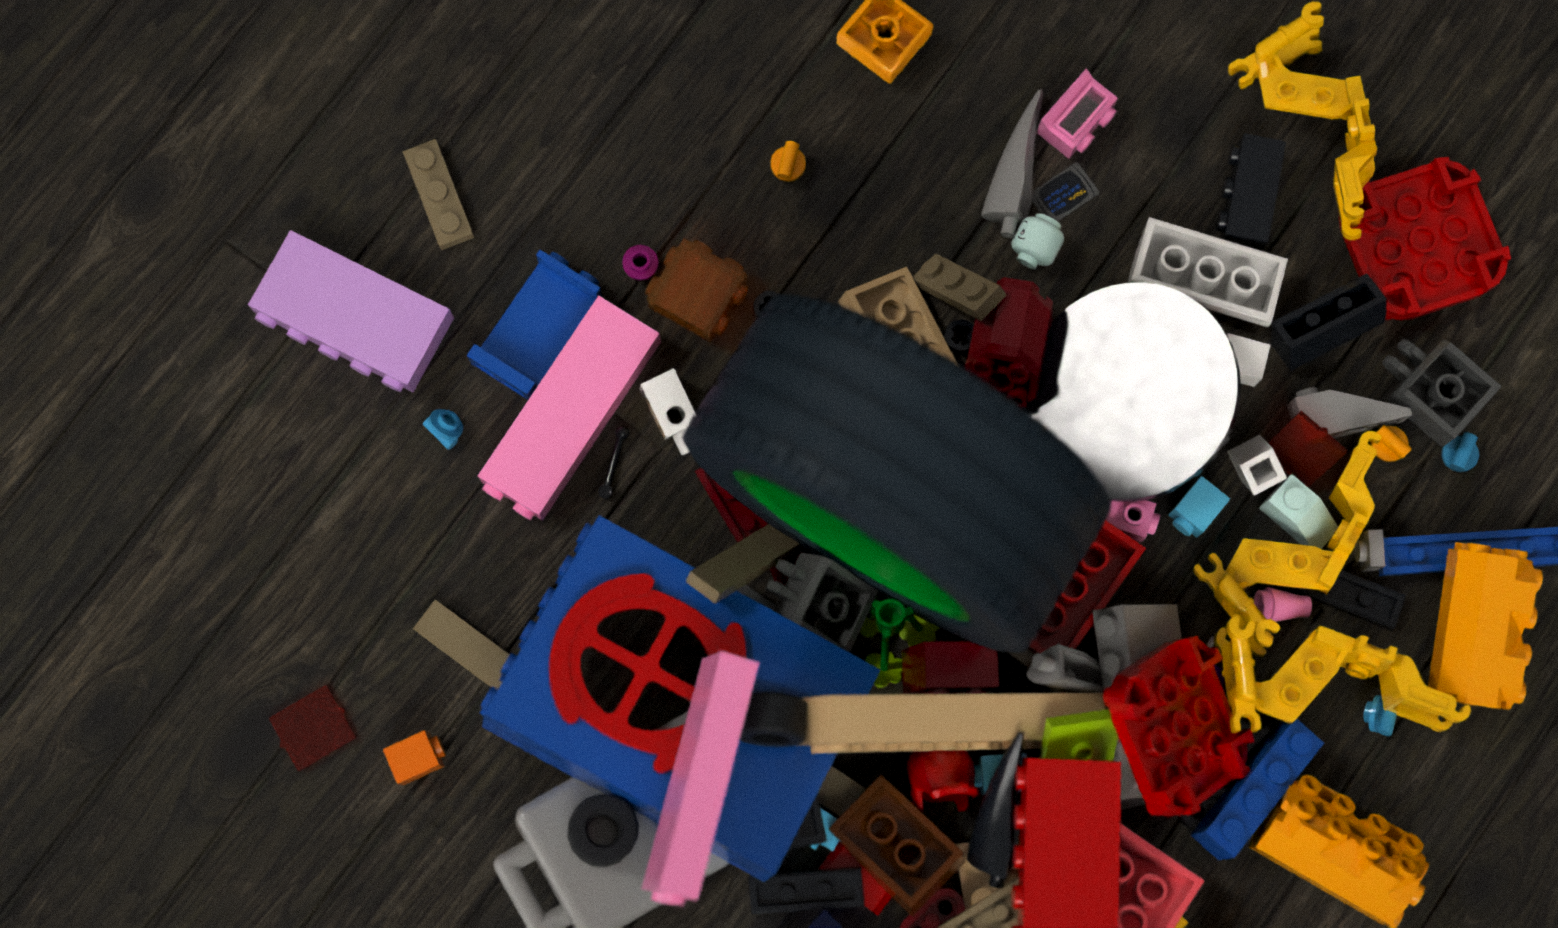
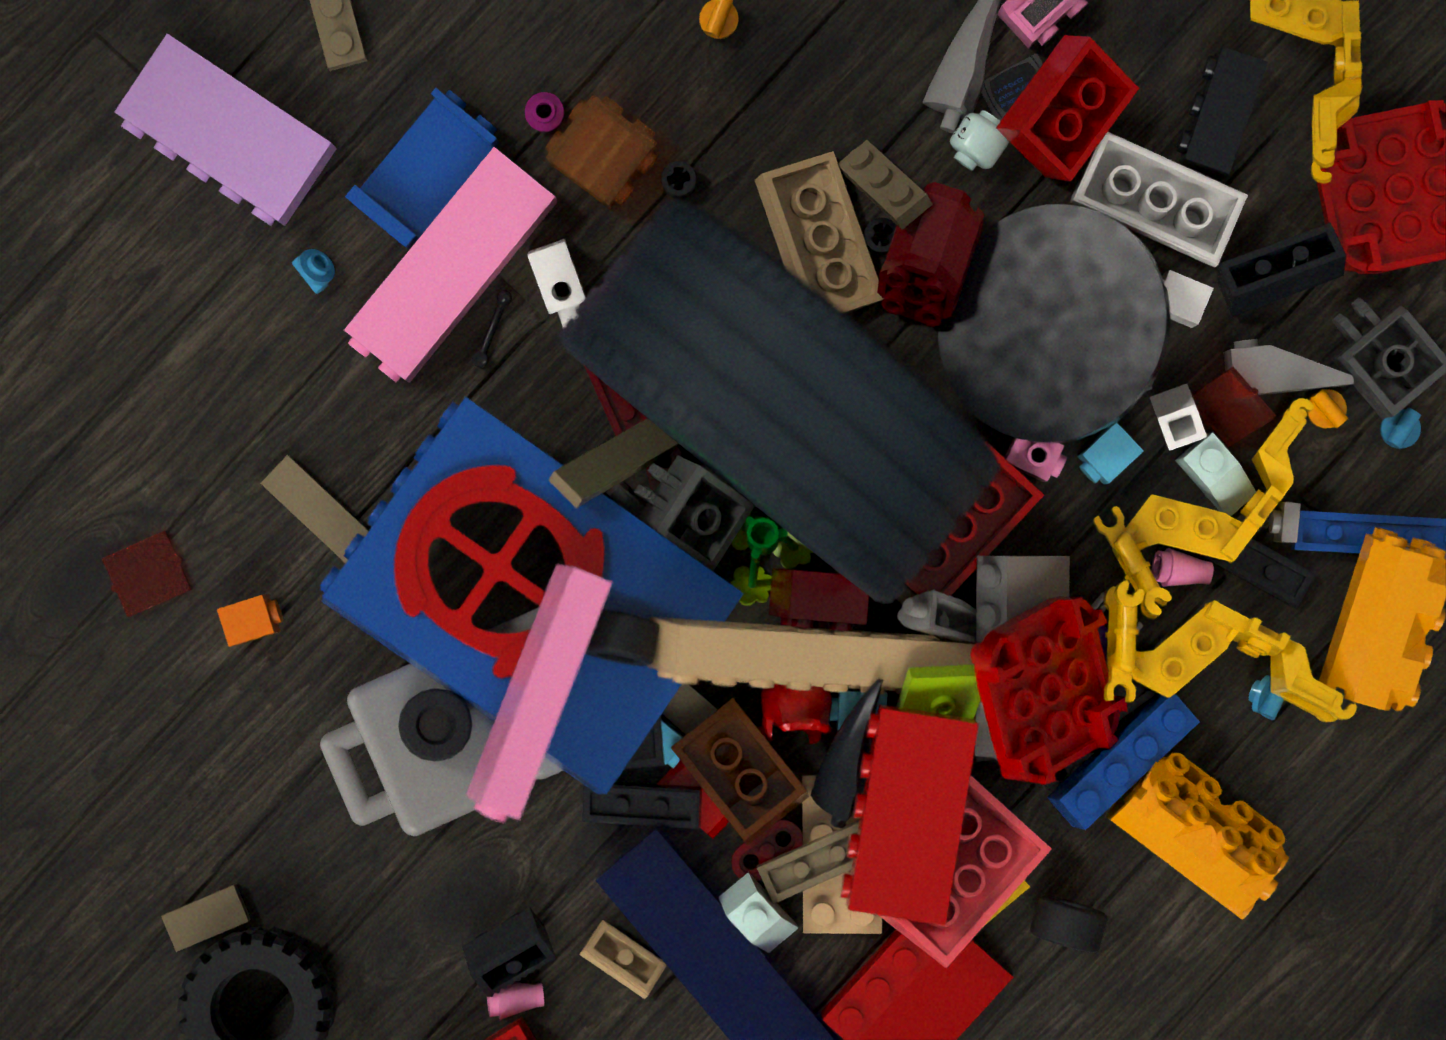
camera: 10 degrees right, 10 degrees up
(1114, 201) = (1067, 107): none -> red brick

